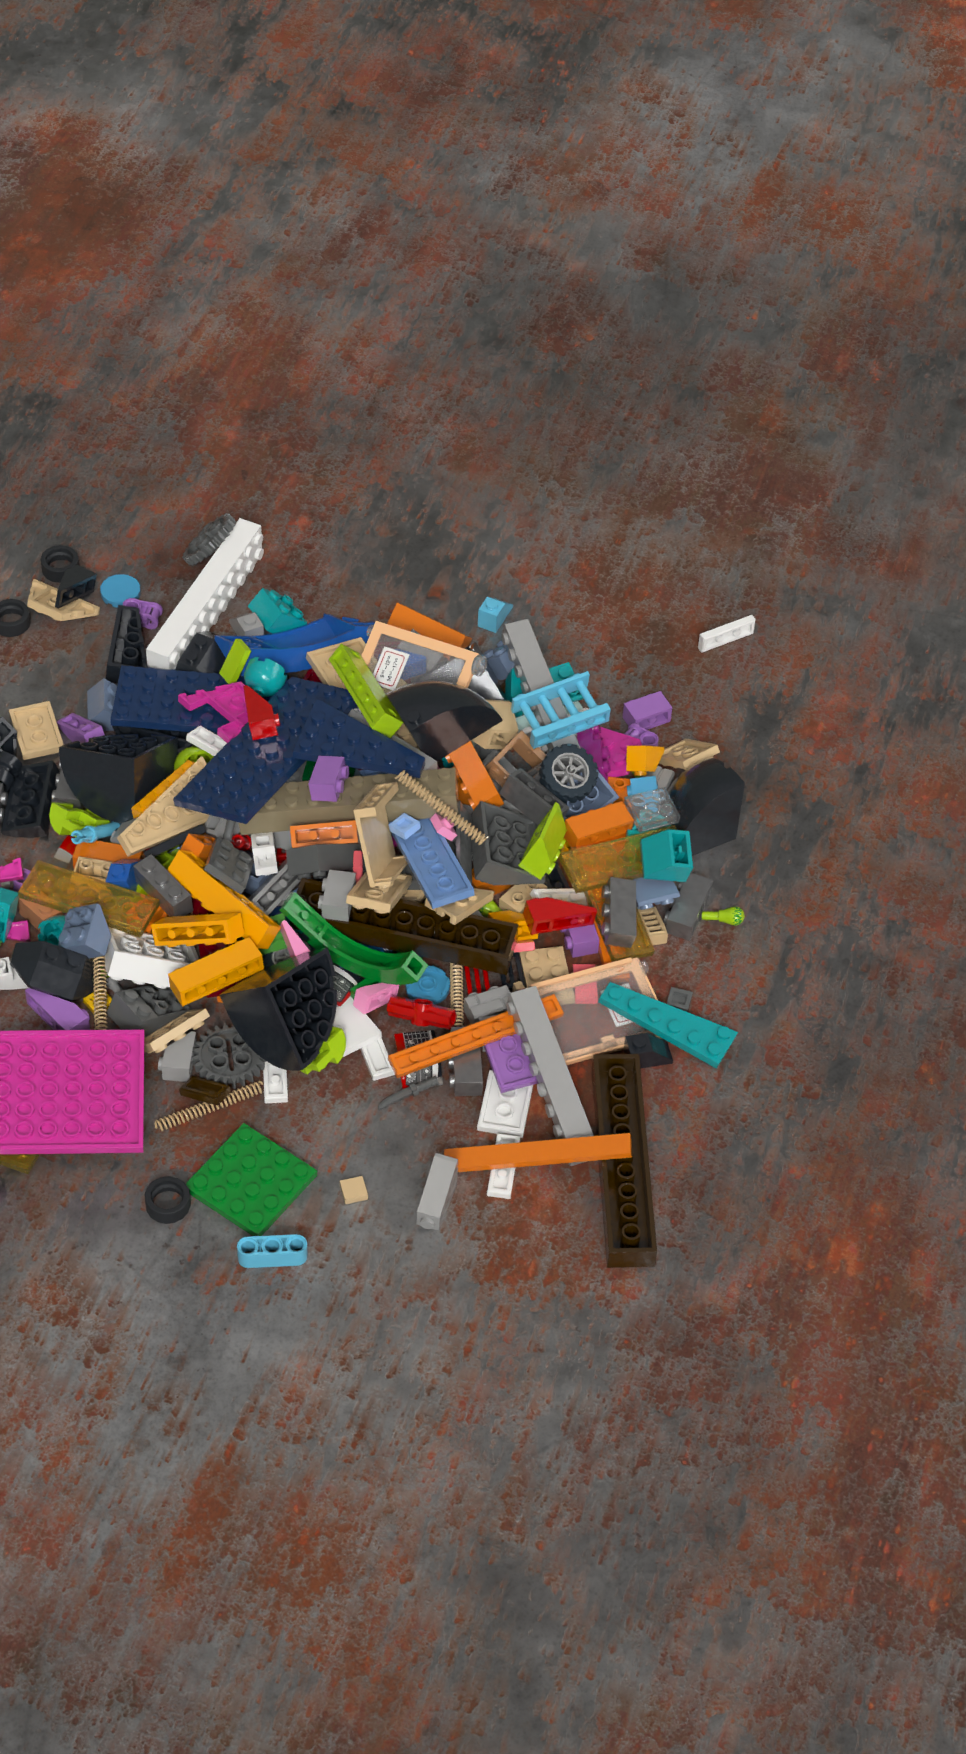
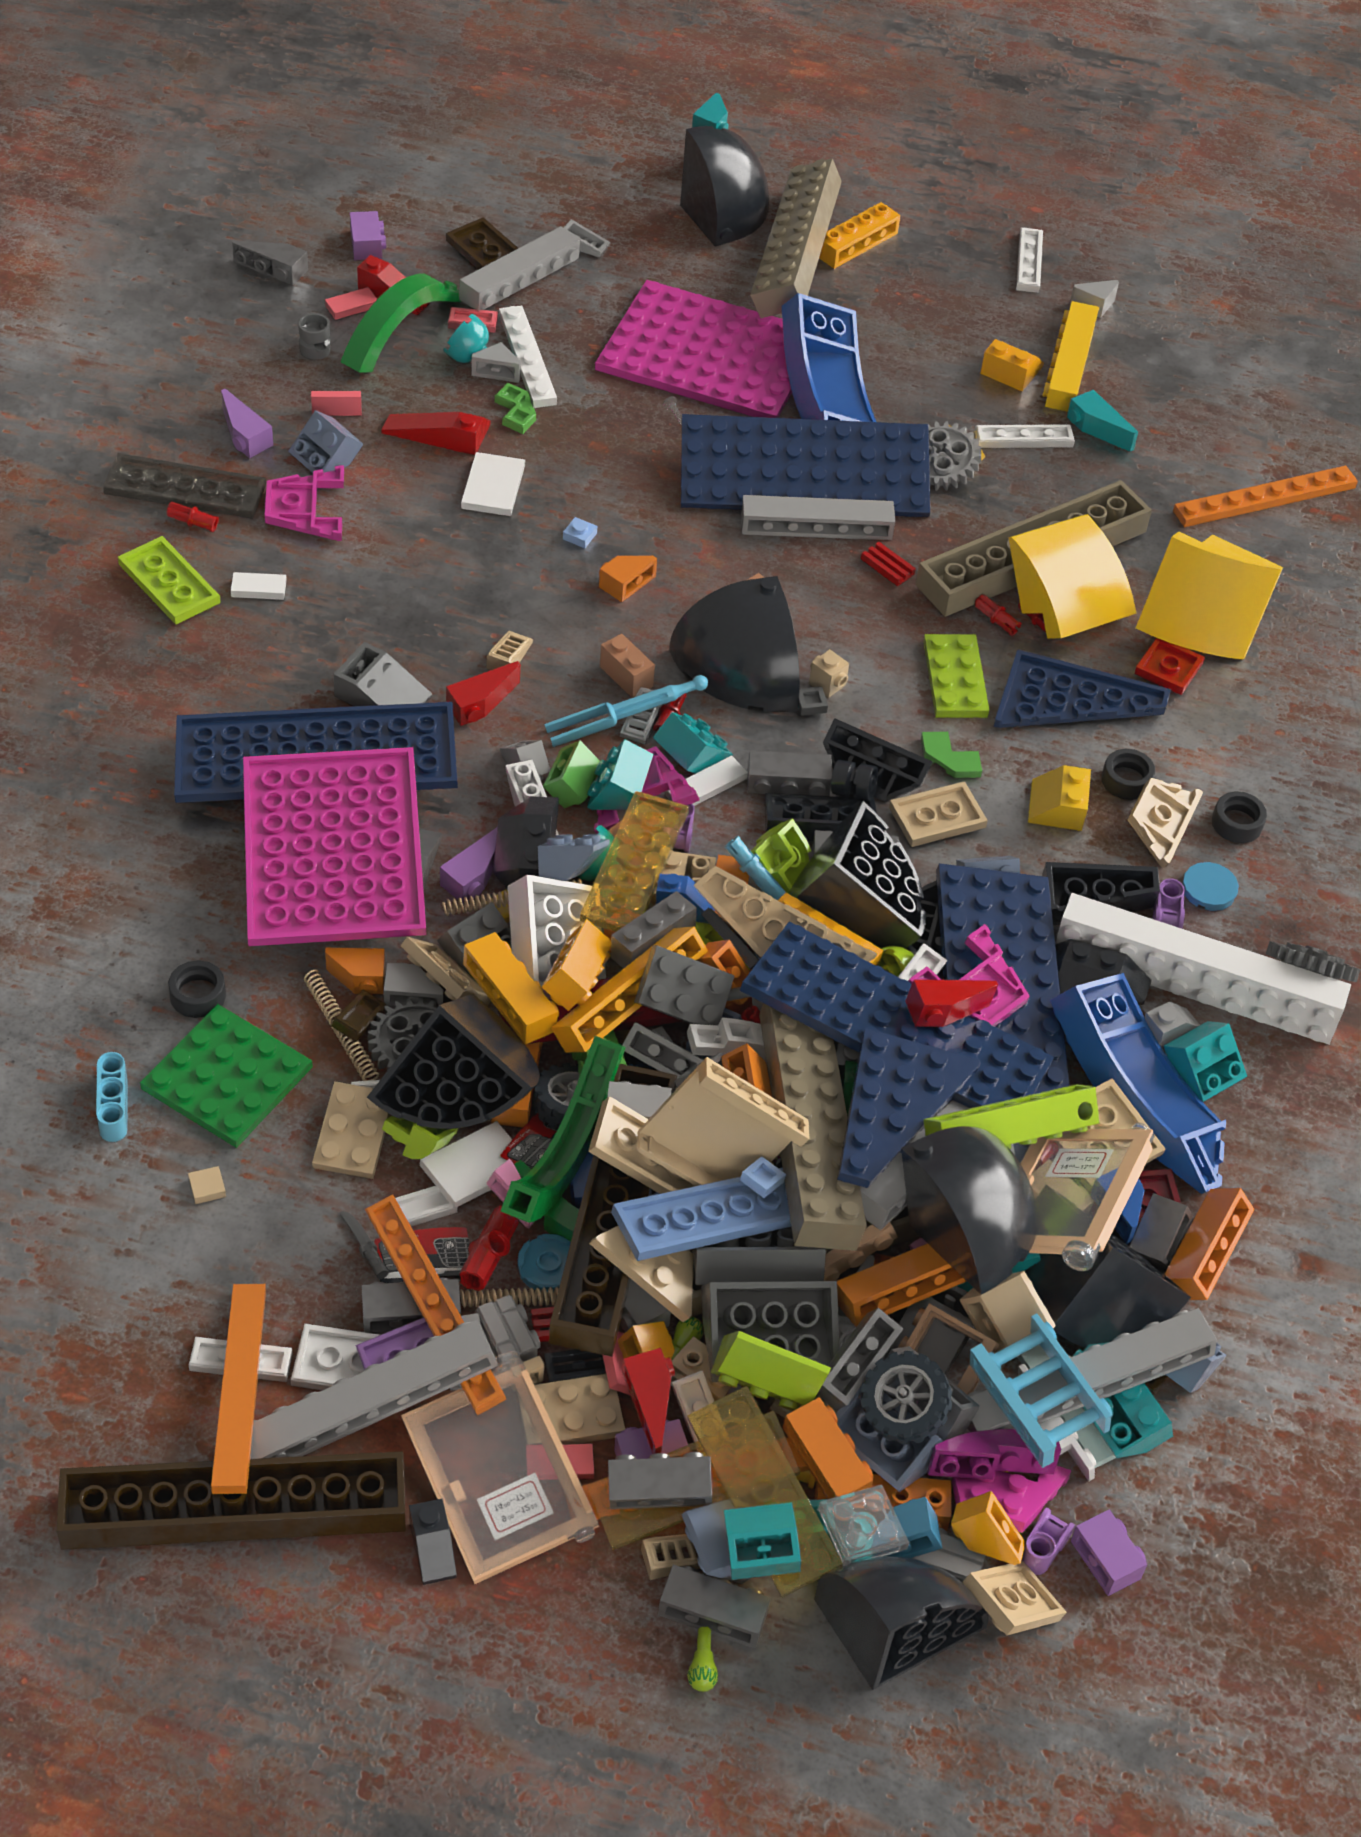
camera: 85 degrees right, 0 degrees up
(30, 657) = (1060, 798): none -> yellow slope
(74, 585) = (1192, 825): black slope -> none
(79, 728) = (928, 854): medium lavender slope -> none
(159, 1090) = (357, 968): none -> orange slope
(235, 661) = (1060, 984): lime tile -> none
(264, 676) = (1036, 1019): teal cylinder -> none
(293, 942) = (564, 1076): bright pink slope -> none
(311, 1096) = (350, 1133): none -> tan plate
(328, 778) = (823, 1071): medium lavender brick -> none
(437, 803) = (780, 1206): tan piece -> none
(437, 1192) = (185, 1271): light grey slope -> none
(443, 826) = (767, 1225): bright pink plate -> none
(493, 613) = (1279, 1335): medium azure slope -> none
(680, 998) = (531, 1589): dark grey plate -> none
(685, 1030) = (471, 1597): teal wing -> none
(726, 633) = (1312, 1681): white tile -> none

